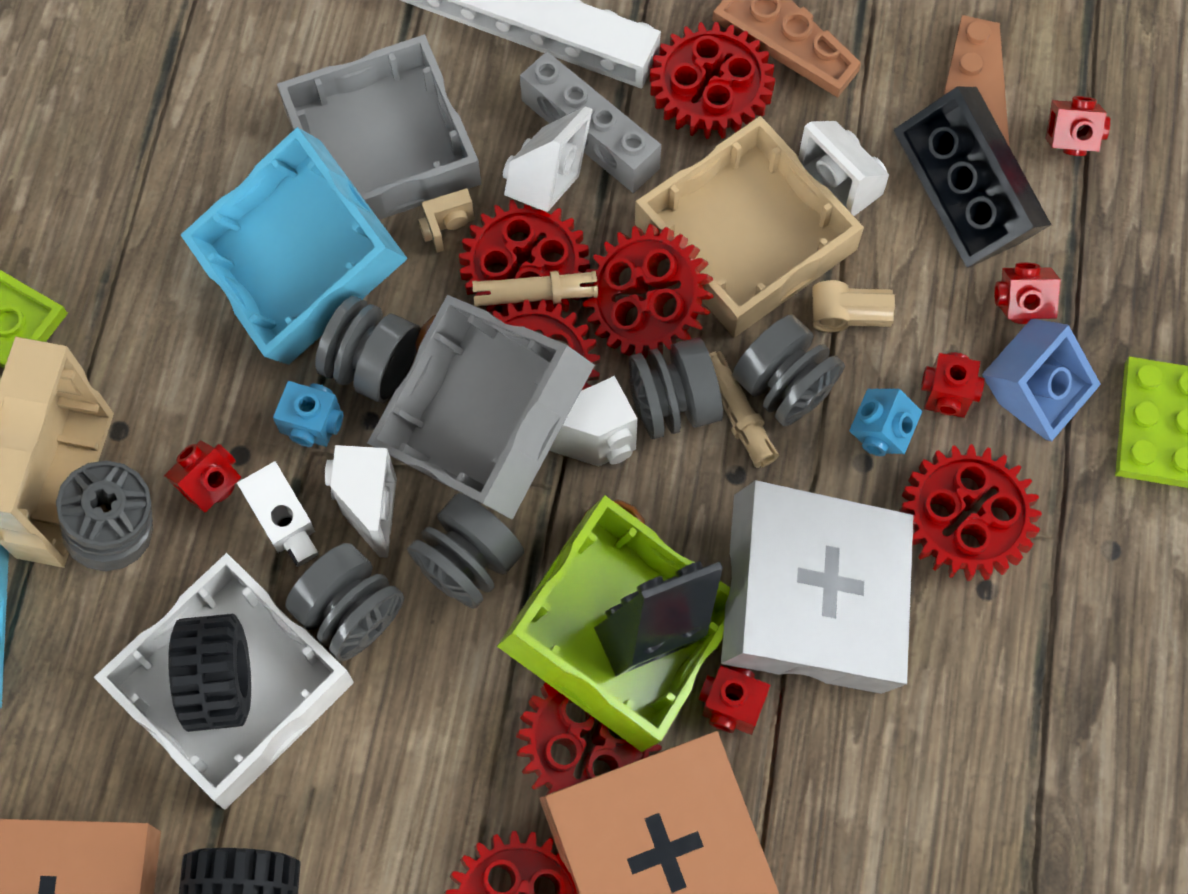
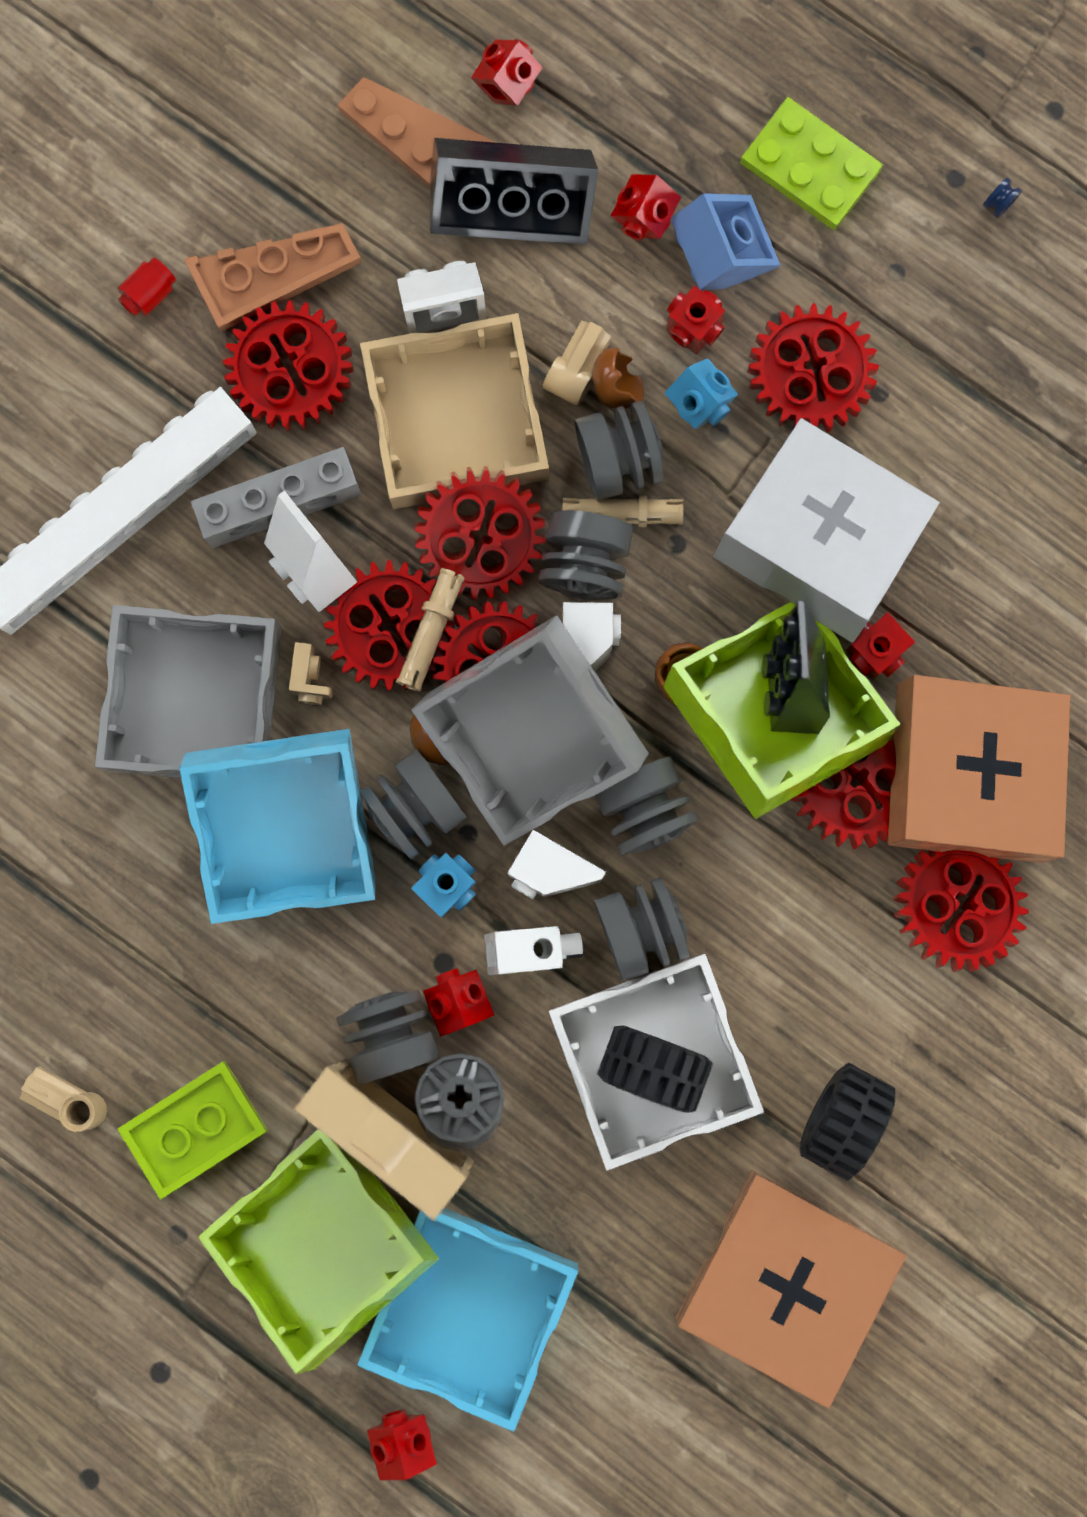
camera: 60 degrees left, 15 degrees up
(141, 424) = (387, 1036): none -> dark grey wheel
(855, 341) = (613, 381): none -> dark orange hair

